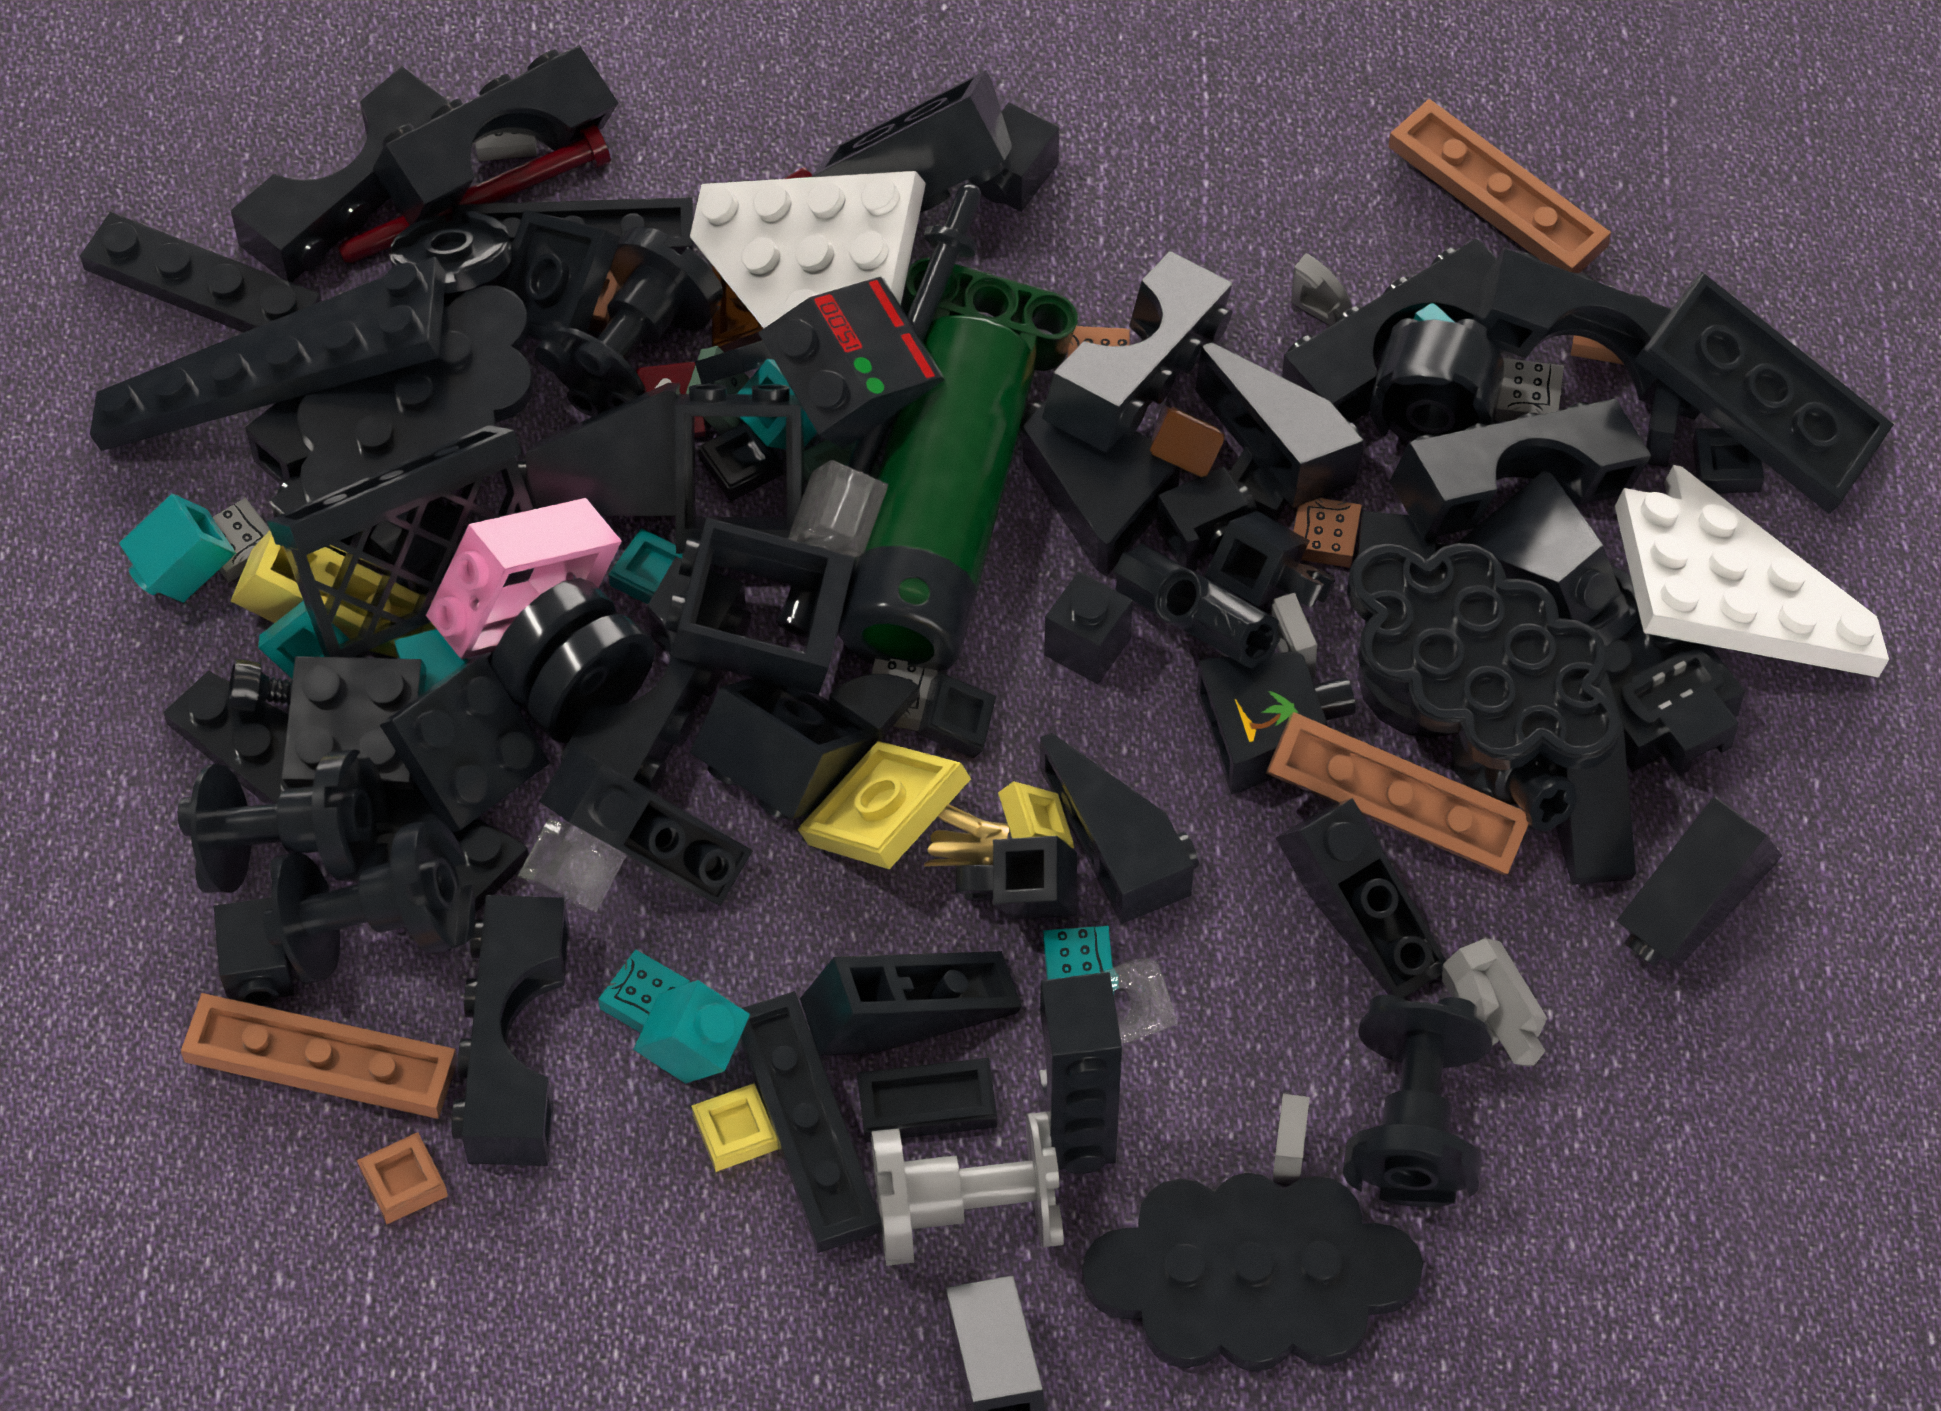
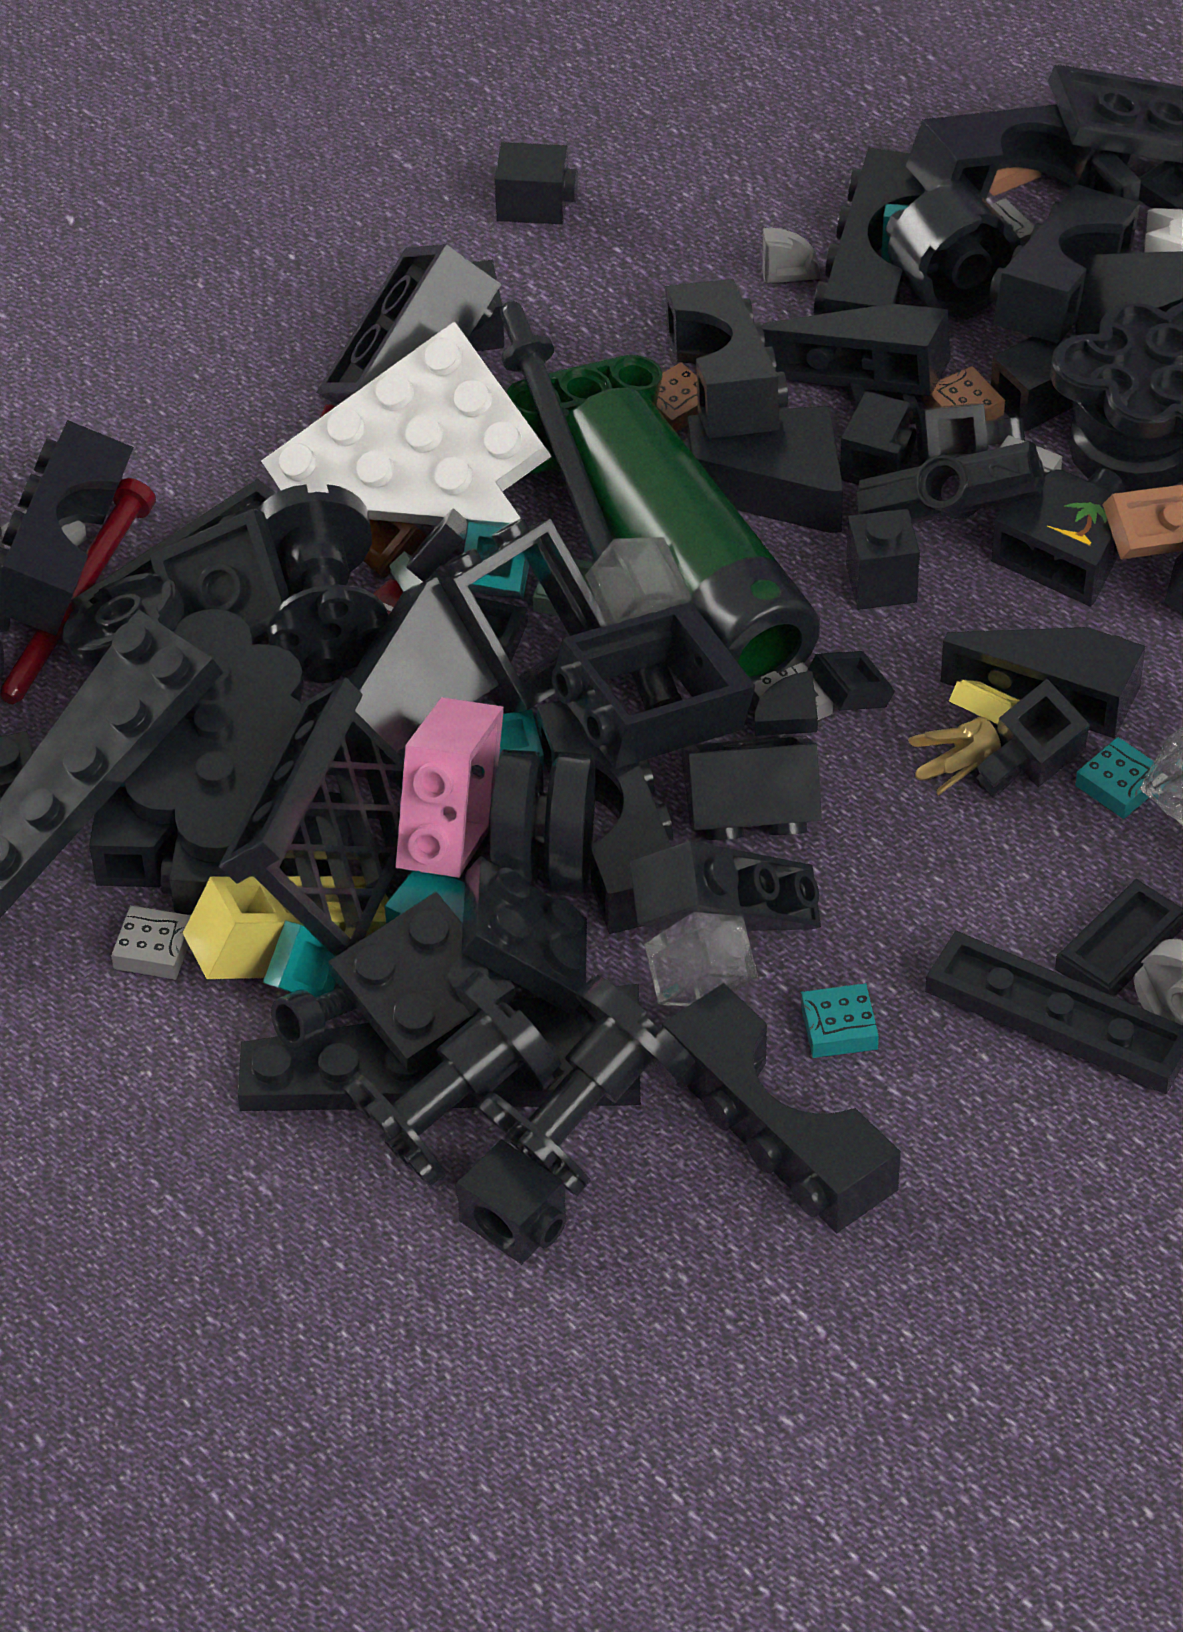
camera: 40 degrees left, 10 degrees down
(176, 549) = (123, 971): teal brick -> none
(319, 1055) = (645, 1237): nougat plate -> none
(402, 1178) = (803, 1276): nougat tile -> none
(691, 1032) = (919, 1006): teal brick -> none
(735, 1127) = (1008, 1058): light yellow tile -> none
(851, 359) = (545, 470): black slope -> none
(884, 804) = (878, 764): light yellow tile -> none
(905, 998) = (1035, 883): black slope -> none
(1184, 74) = (534, 183): none -> black brick
(1186, 441) = (828, 382): reddish brown slope -> none
(1498, 189) = (826, 121): nougat plate -> none

